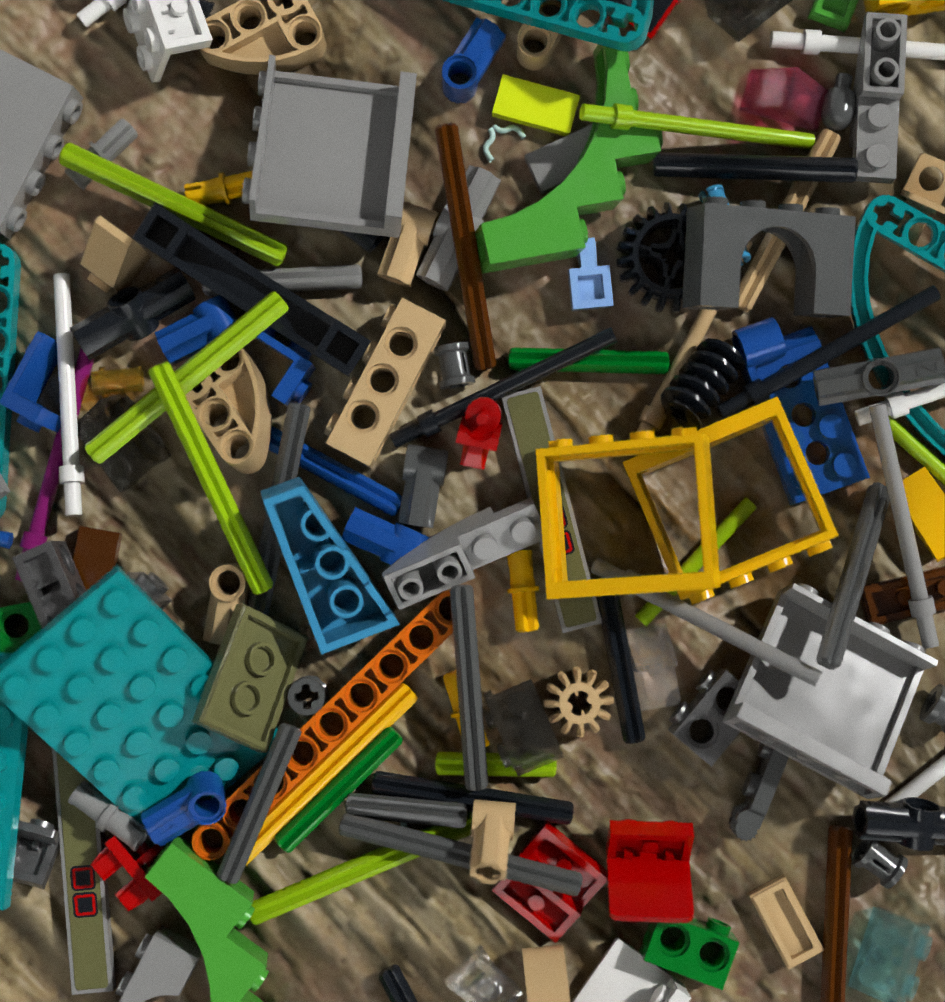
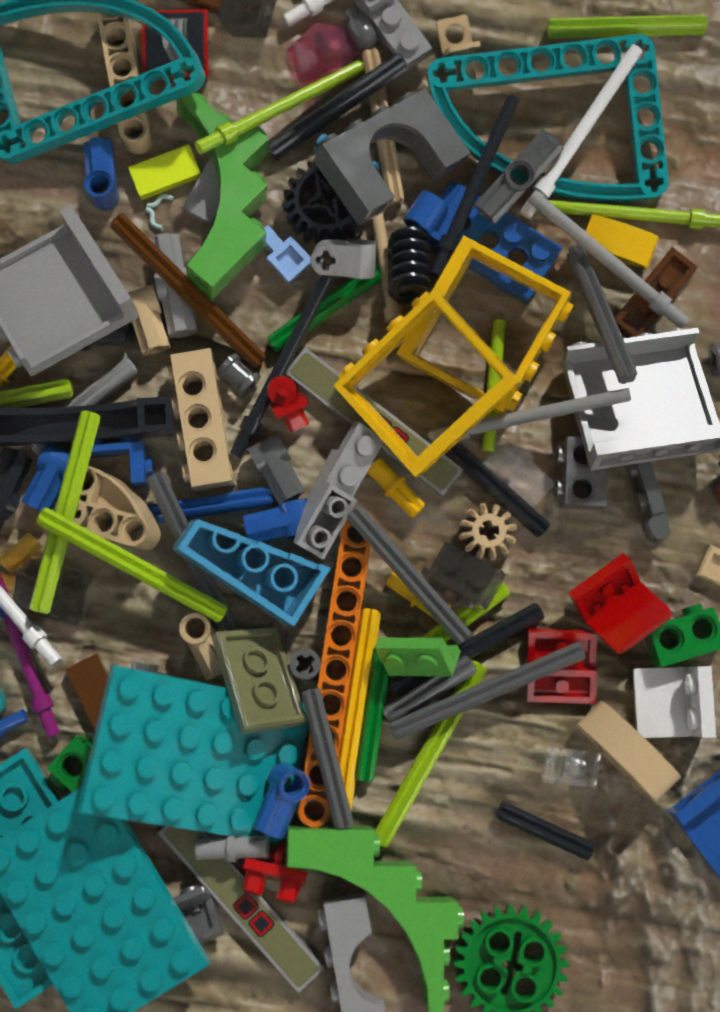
camera: 40 degrees left, 5 degrees down
(49, 579) = (70, 715): flat silver brick -> none
(418, 773) = (417, 656): none -> bright green bracket
(491, 834) = (498, 659): tan piece -> none
(648, 332) = (349, 258): none -> light grey piece

